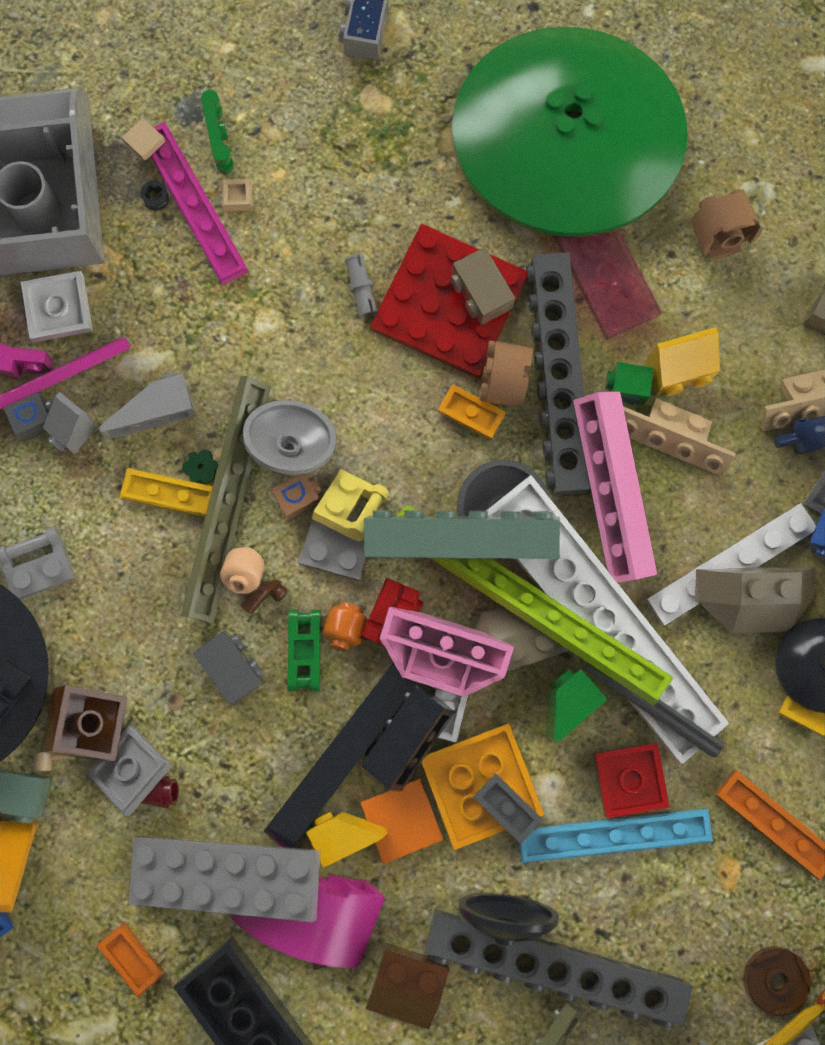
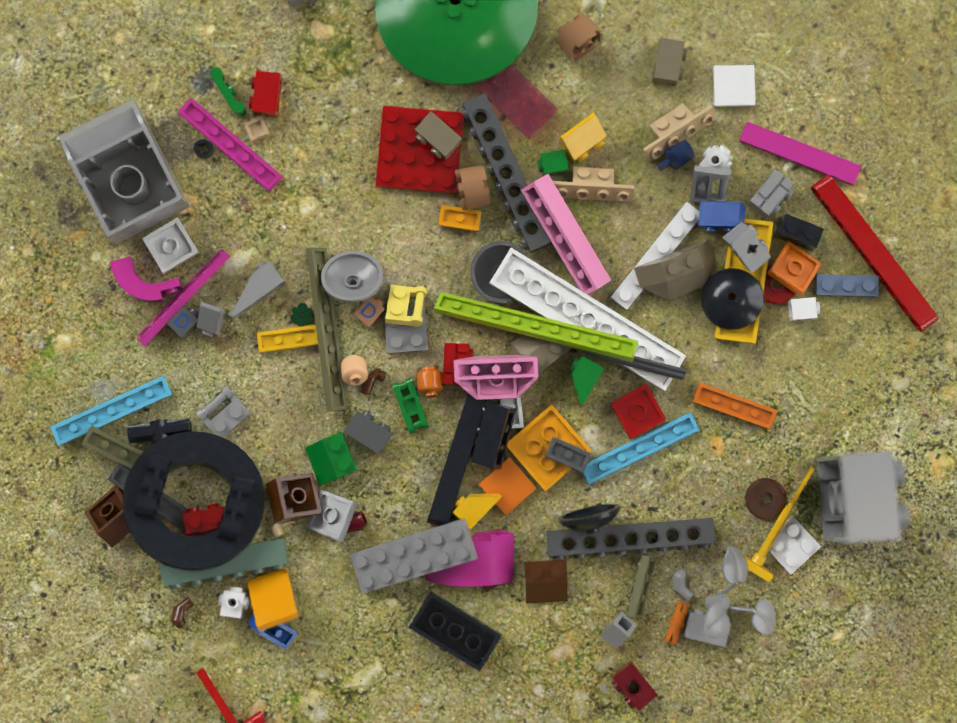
camera: 15 degrees left, 5 degrees up
(130, 959) = (375, 625): orange tile -> none
(143, 139) = (182, 115): tan tile -> none
(162, 686) = (331, 458): none -> green slope
(268, 152) = (266, 94): none -> red brick
(361, 285) = (359, 161): light grey pin -> none
(462, 535) = (482, 301): sand green brick -> none

